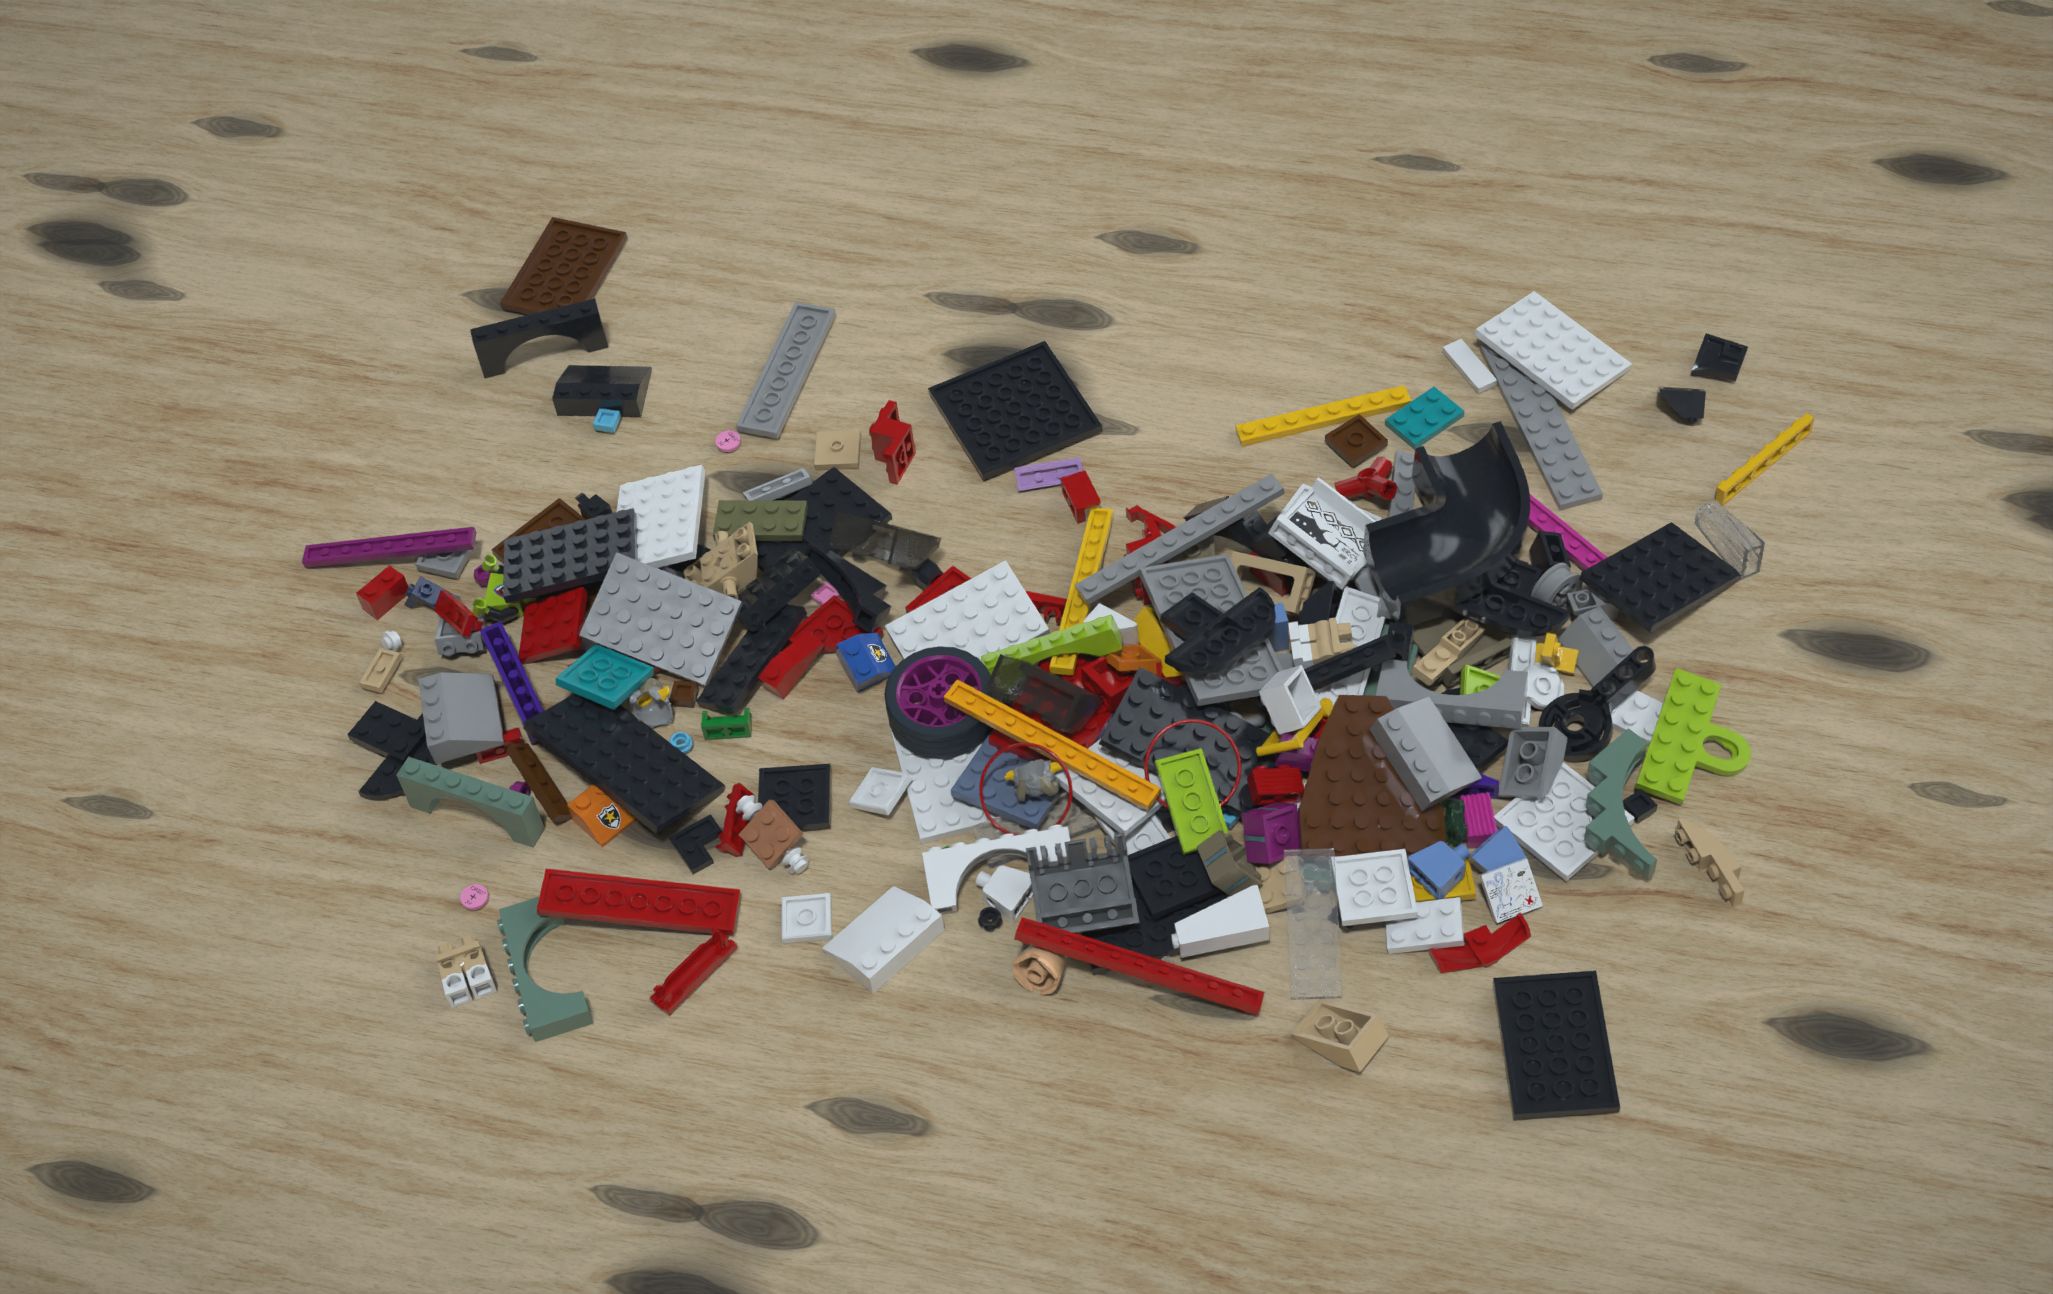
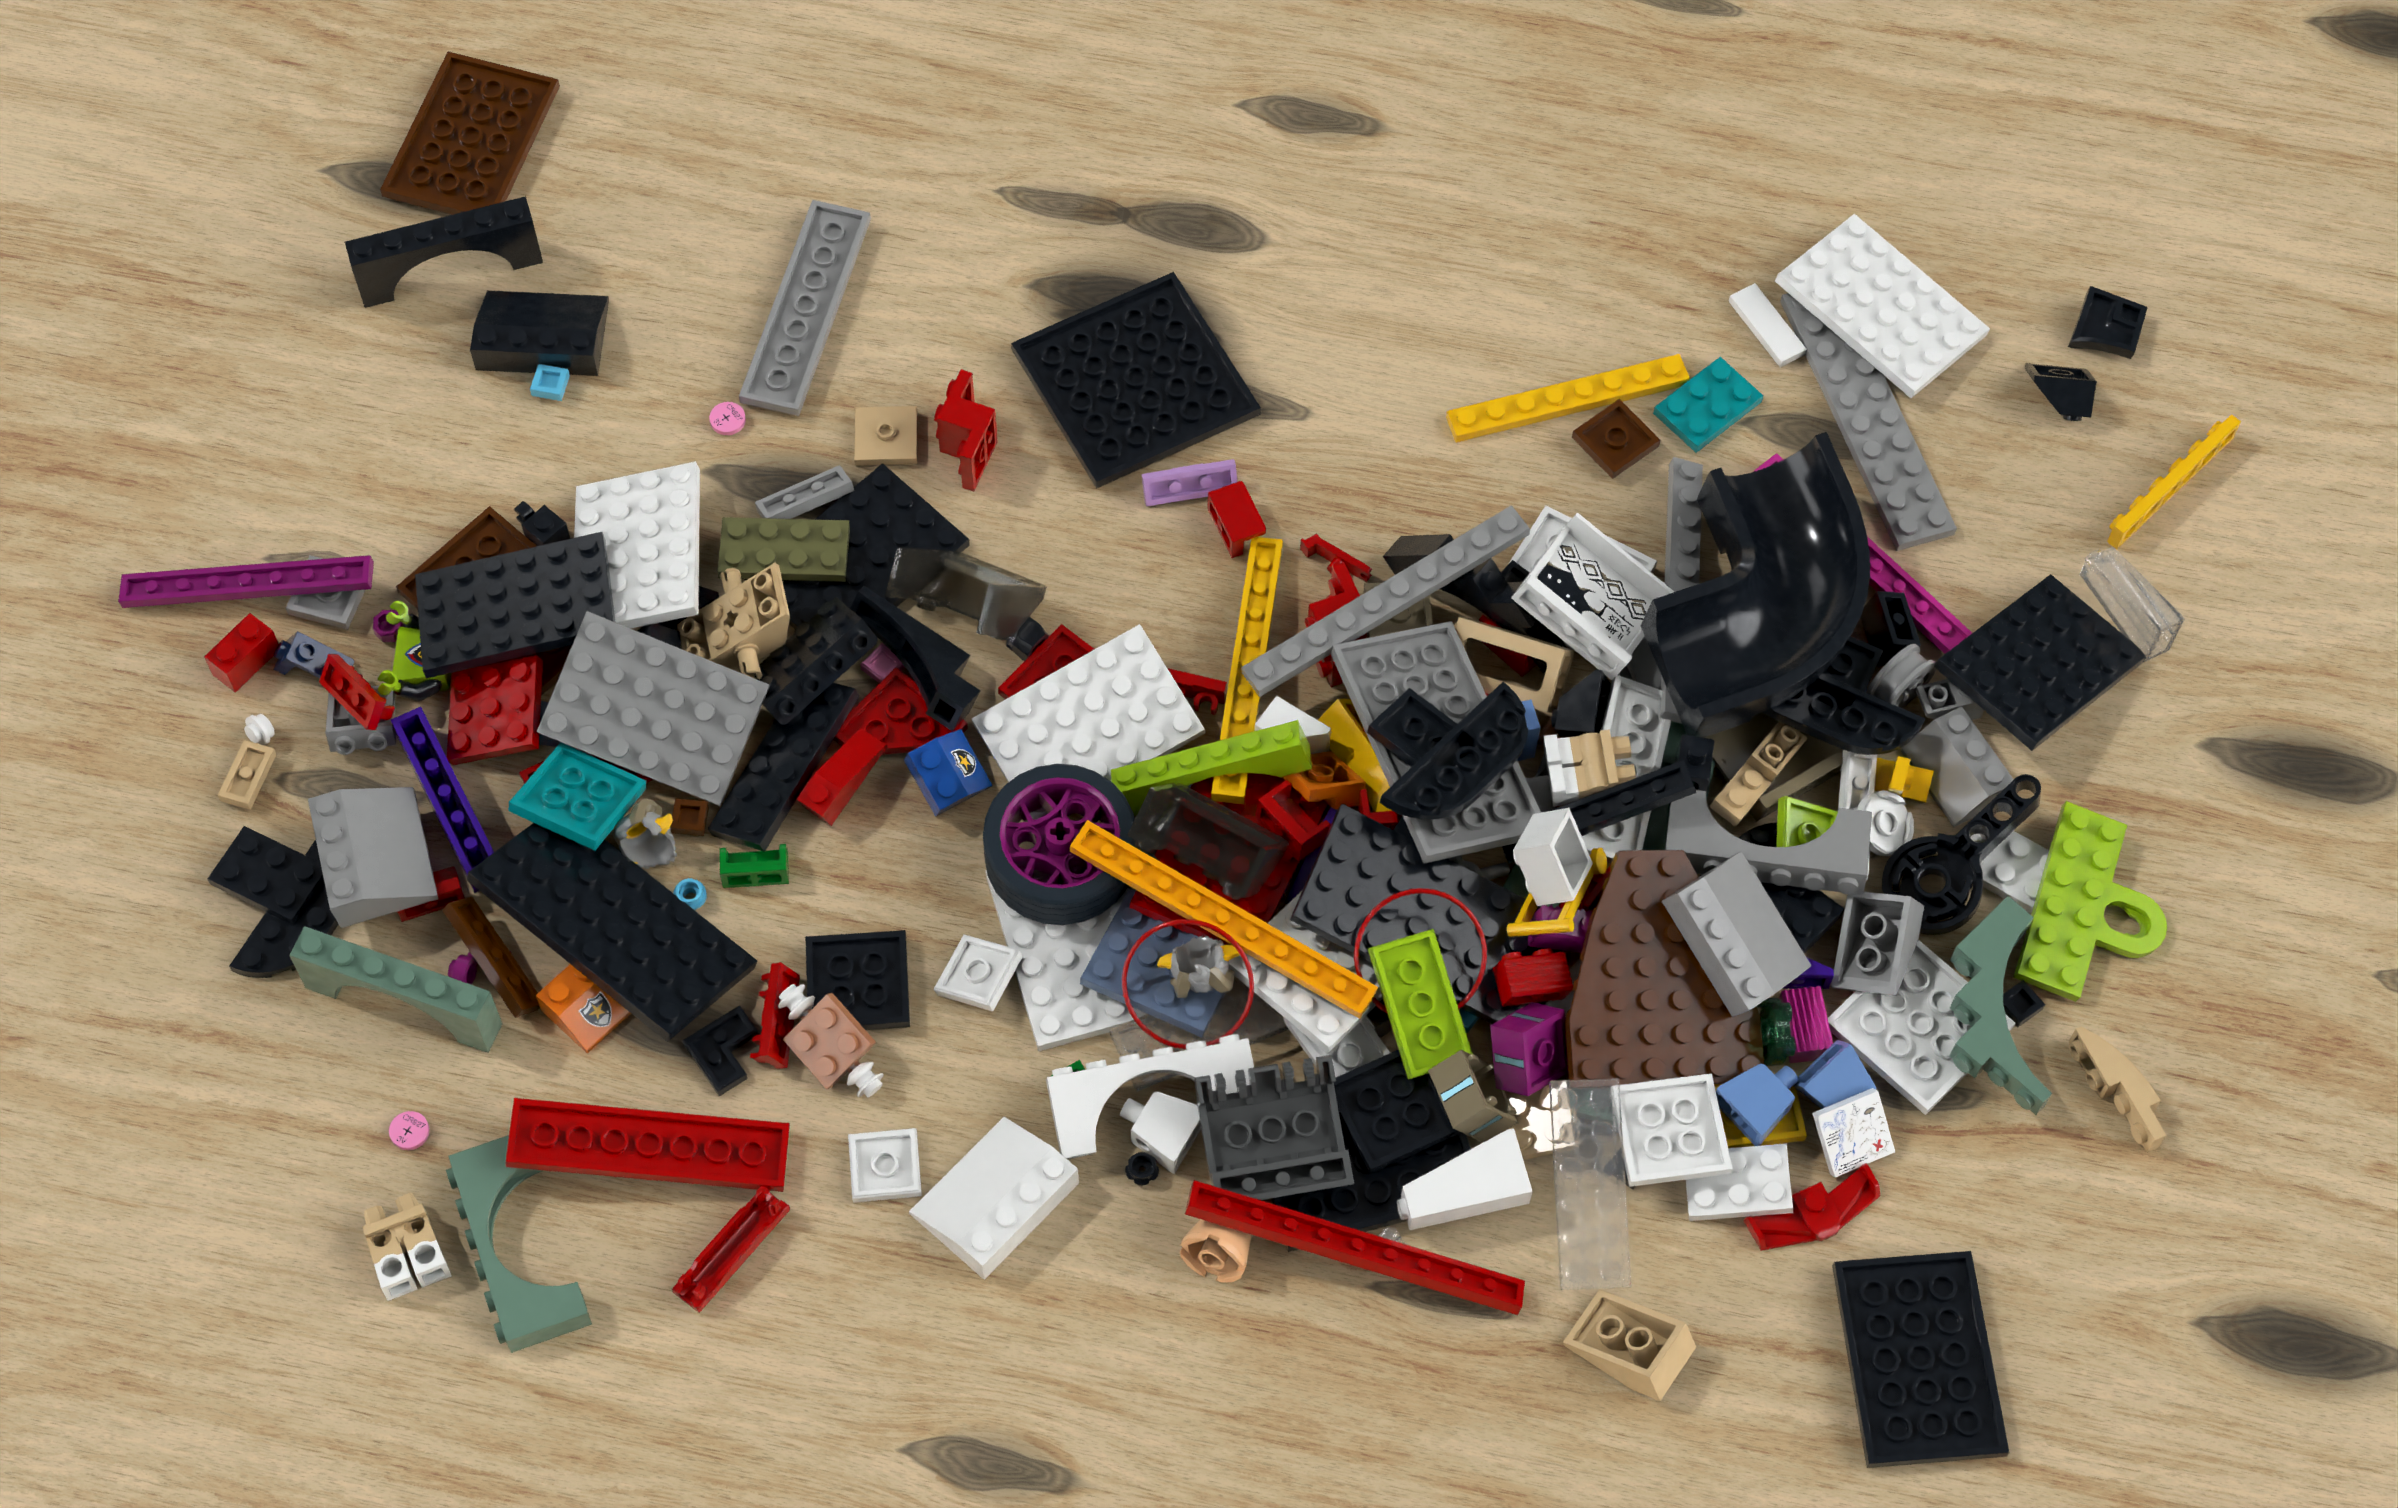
camera: 10 degrees left, 10 degrees up
(1369, 482) = (1639, 507): red piece -> none

